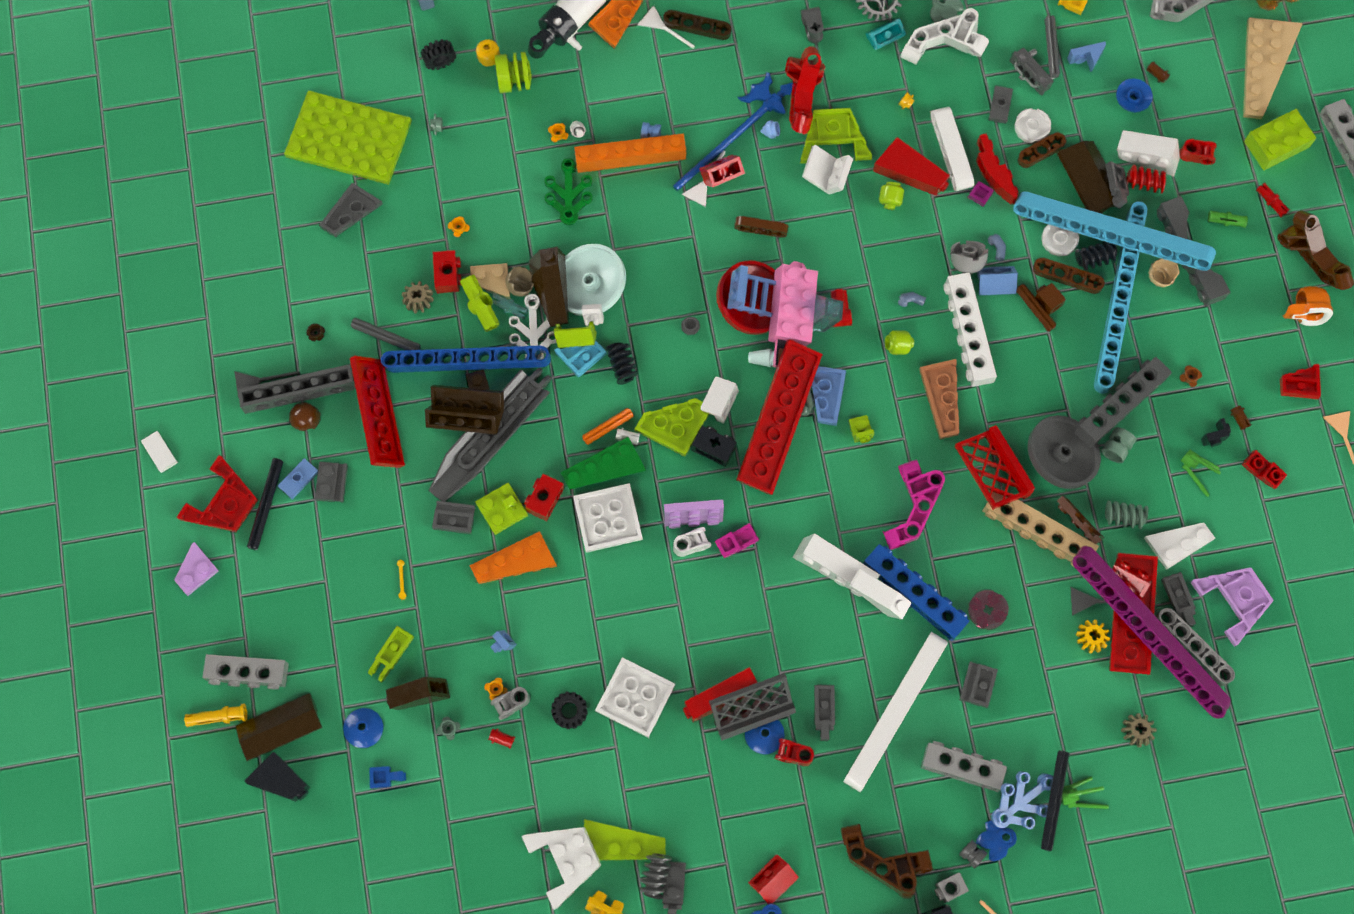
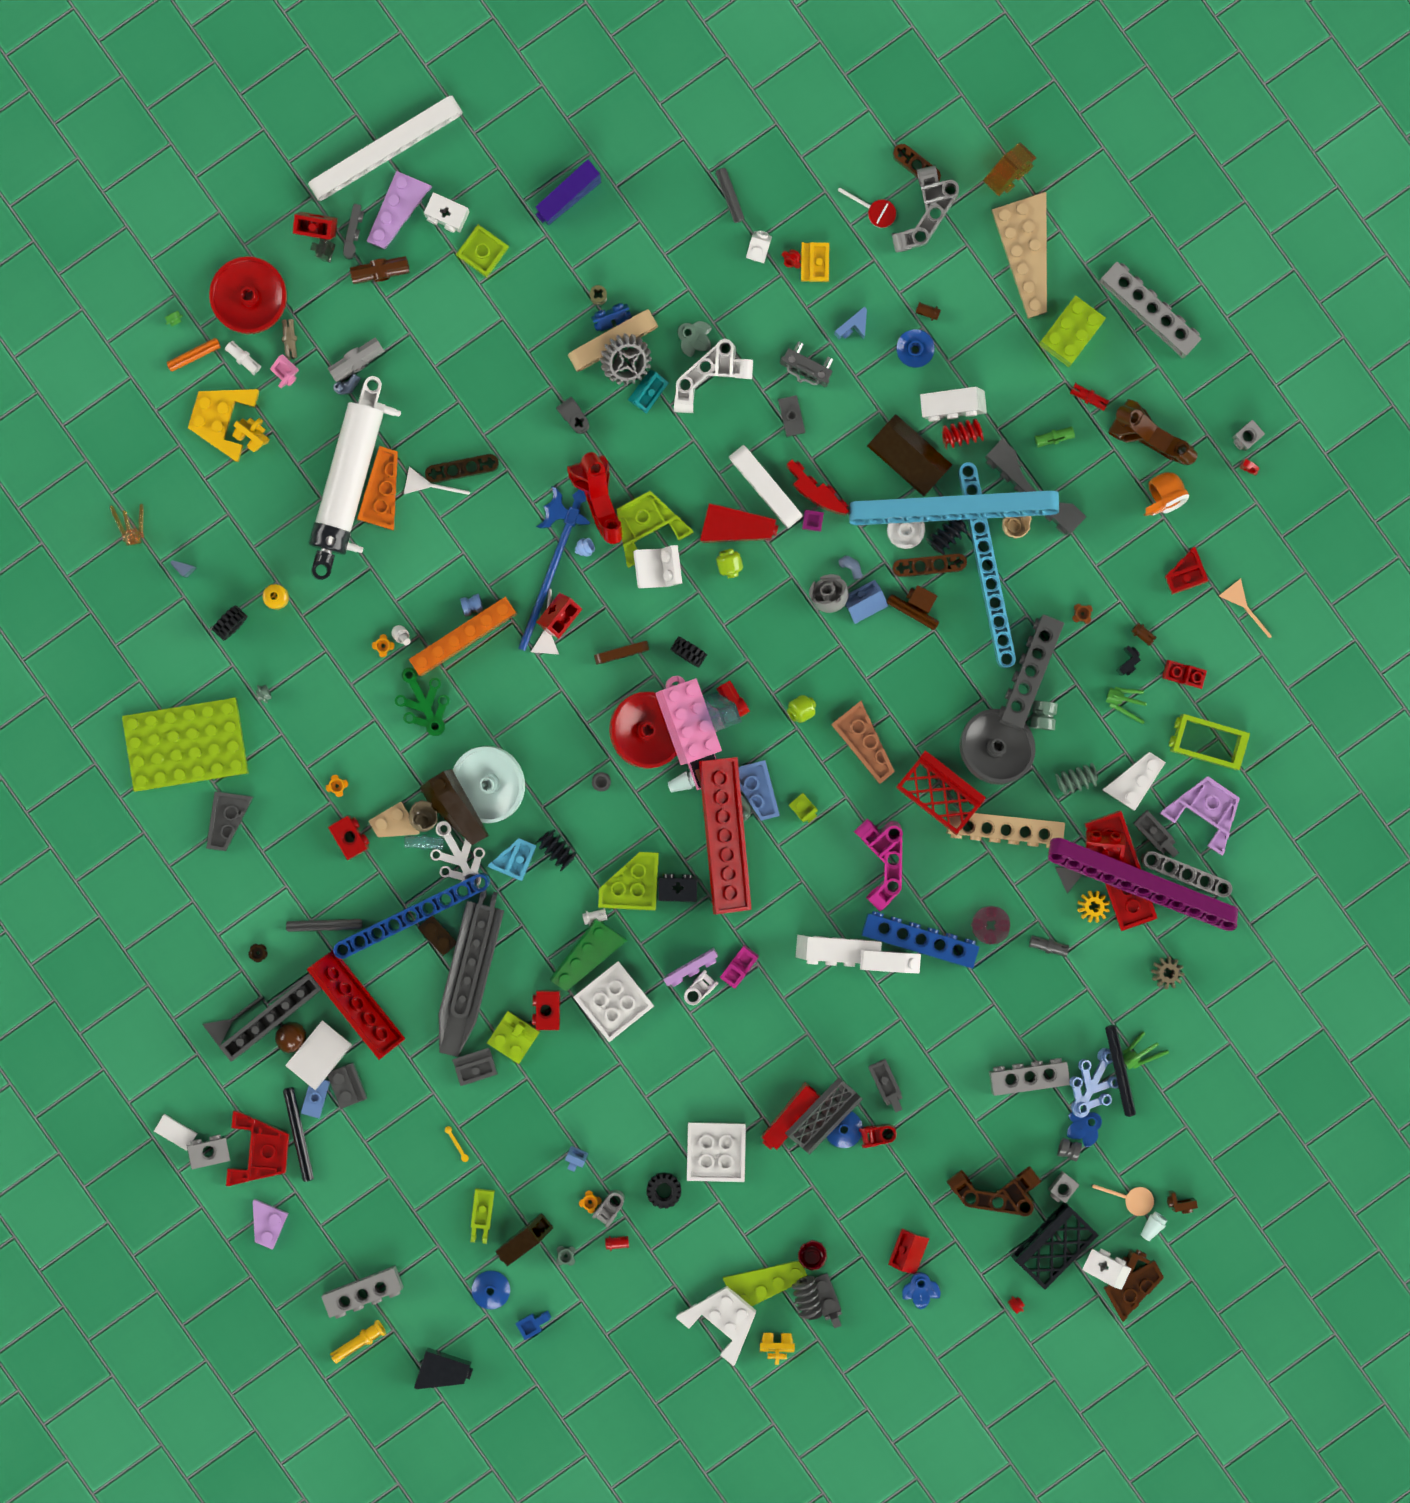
camera: 30 degrees left, 15 degrees up
(185, 487) = (219, 1155): none -> light grey brick
(278, 727) = (417, 1326): dark brown slope -> none
(320, 442) = (318, 1055): none -> white tile
(417, 291) = (338, 881): dark tan gear -> none
(465, 409) = (435, 964): dark brown slope -> none
(480, 303) = (396, 854): lime piece -> none
(512, 72) = (311, 608): lime wheel -> none
(518, 558) = (551, 1076): orange wing -> none
(575, 336) = (501, 845): lime hinge -> none
(592, 313) = (507, 820): white tile -> none
(607, 426) = (571, 915): orange axle -> none
(680, 837) = (812, 1255): none -> dark red hair
(720, 398) = (662, 842): white panel -> none
(738, 292) = (632, 734): medium blue plate -> none
(821, 249) = (688, 651): none -> black tyre
(895, 712) = (949, 1055): white beam -> none
(906, 101) = (700, 456): yellow plate -> none
(911, 297) = (790, 658): sand blue arm -> none
(963, 284) = (836, 622): white brick -> none
(978, 684) = (1011, 997): dark grey plate -> none
(1032, 125) = (831, 424): white tile -> none
(1035, 654) = (1049, 946): none -> dark grey pin
(1037, 157) = (838, 455): reddish brown beam -> none
(1052, 47) = (815, 332): dark grey axle -> none
(1079, 520) = (1044, 807): reddish brown wing -> none
(1117, 183) = (937, 453): dark grey hinge -> none
(1201, 152) = (1003, 378): red piece -> none
(1253, 549) = (1239, 750): none -> lime window

